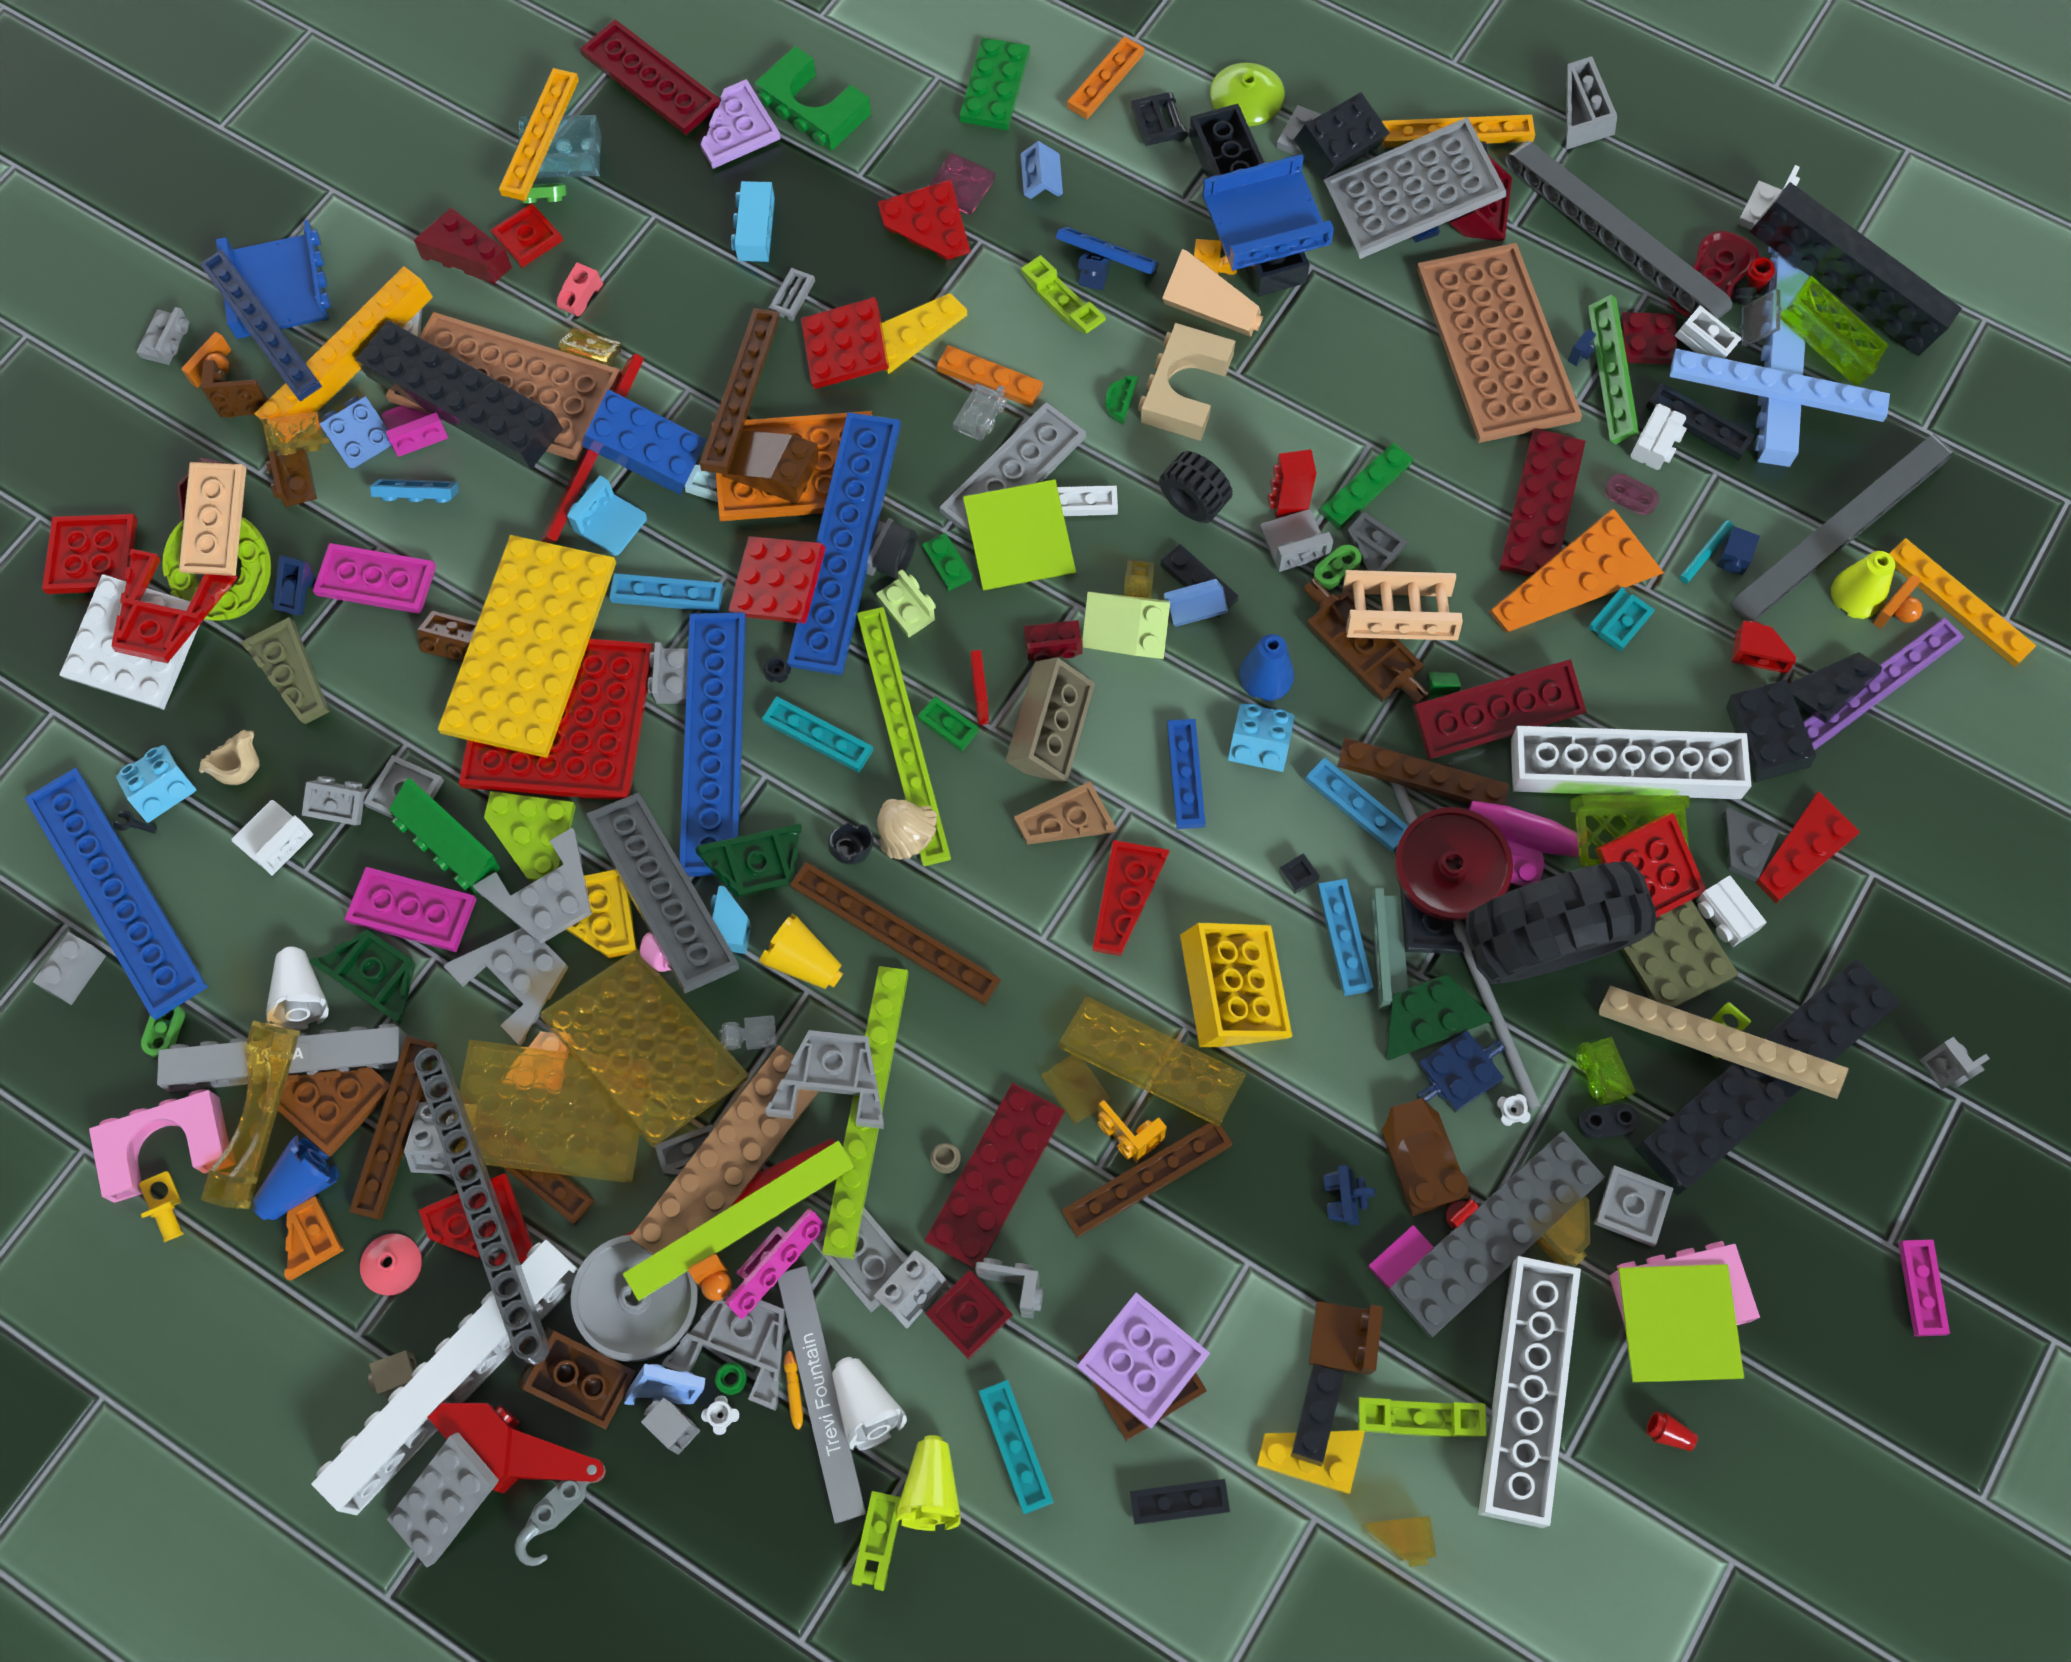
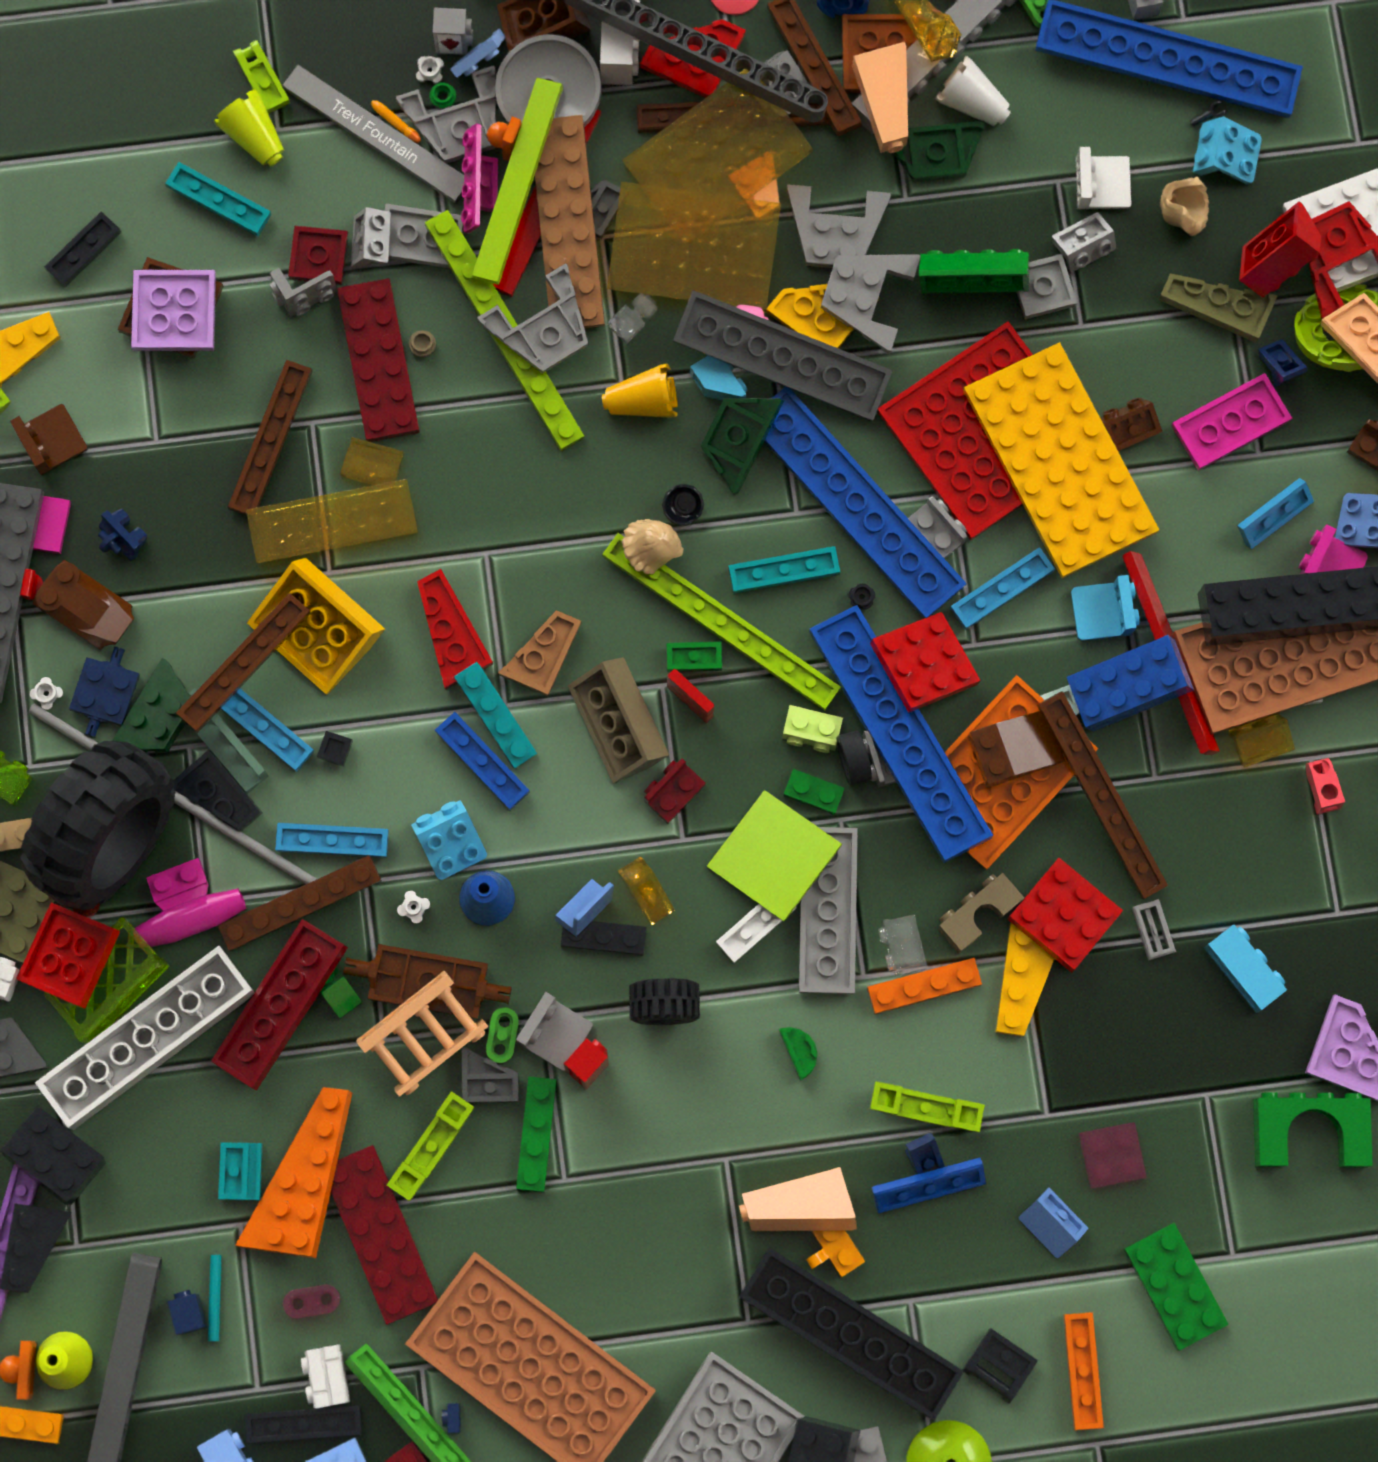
camera: 135 degrees right, 10 degrees up
(201, 657) = (1279, 251): none -> red slope
(364, 1036) = (883, 87): none -> light nougat slope
(410, 909) = (952, 211): dark pink plate -> none
(527, 827) = (926, 333): lime plate -> none
(865, 1405) = (340, 144): white cone -> none
(895, 933) = (594, 468): reddish brown plate -> none
(923, 393) = (997, 895): none -> dark tan arch
(928, 219) = (1104, 1091): red plate -> none
(1126, 624) = (621, 841): yellowish green slope -> none
(1136, 1147) = (299, 444): light orange bracket -> none
(1145, 799) = (495, 715): none -> teal plate
(1183, 350) = (761, 1069): tan arch -> none
(1265, 213) = (813, 1313): blue panel -> none
(1317, 1415) = (31, 372): black plate -> none
(1326, 984) = (243, 663): none -> reddish brown plate
(1327, 714) = (412, 899): none -> white plate
(1452, 862) = (220, 838): dark red dish -> none
(1457, 532) = (431, 1146): none -> lime slope
(1761, 648) = (112, 1233): red slope -> none

